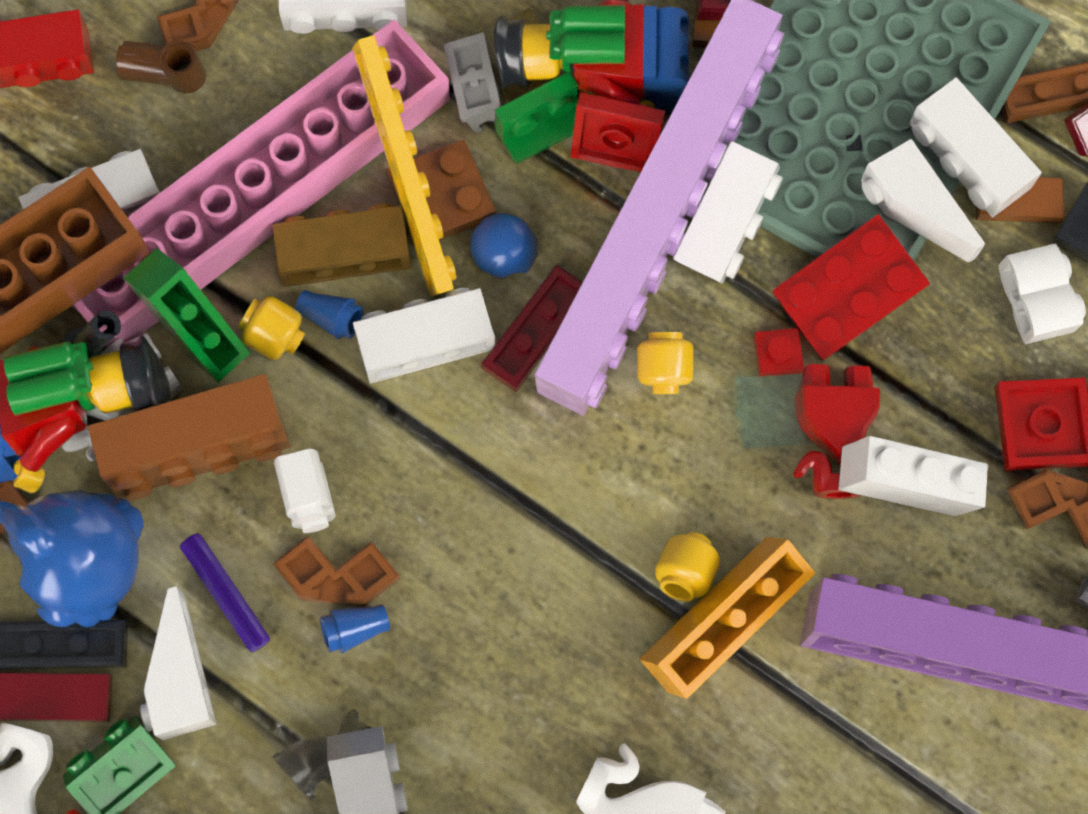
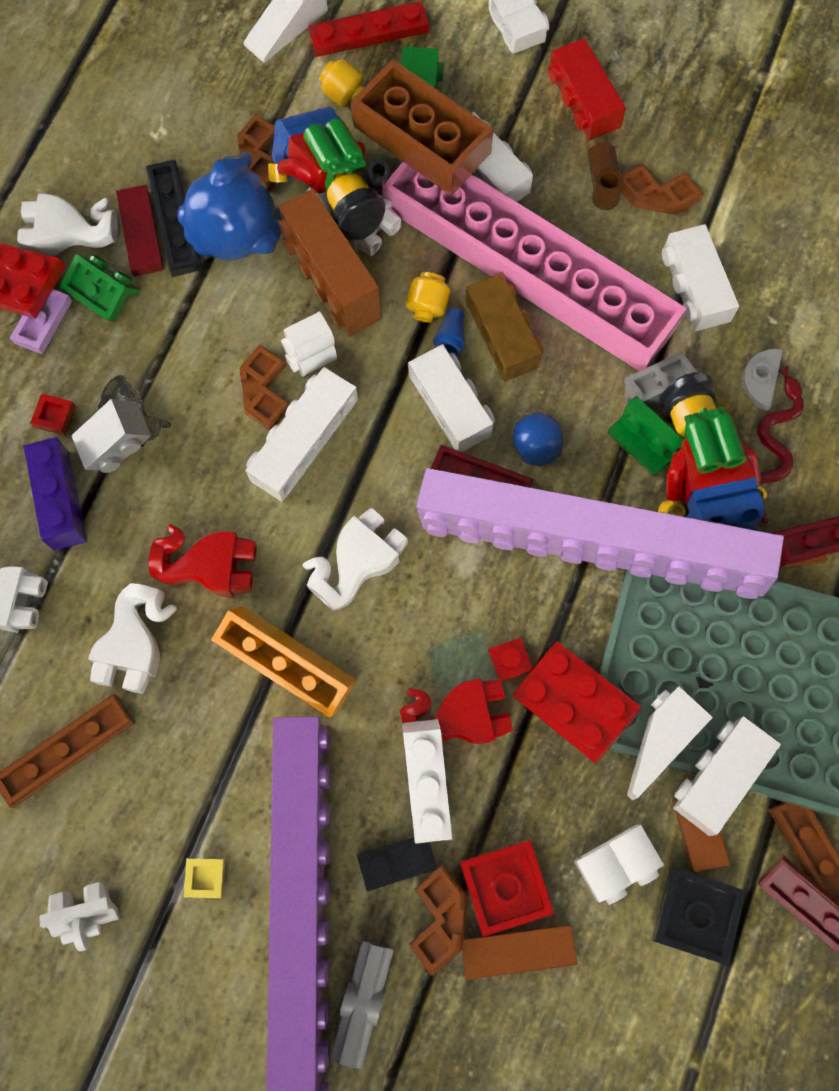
camera: 80 degrees right, 0 degrees up
(175, 679) = (166, 304): white slope -> none
(186, 314) = (412, 230): green brick -> none
(224, 592) = (233, 320): dark purple axle -> none
(352, 626) = (225, 405): blue cone -> none
(399, 150) = (580, 335): yellow plate -> none
(422, 532) = (301, 434): none -> white brick
(455, 188) = (567, 385): dark orange plate -> none
(570, 691) = (208, 562): none -> red hips
(610, 499) = (359, 557): none -> white hips
(615, 132) = (649, 482): red plate -> none
(665, 362) = (475, 573): yellow head -> none
(687, 566) = (320, 625): yellow head -> none
(729, 213) = (608, 590): white brick -> none
(972, 774) = (204, 878): none -> light yellow plate
(993, 545) = (395, 863): none -> black plate

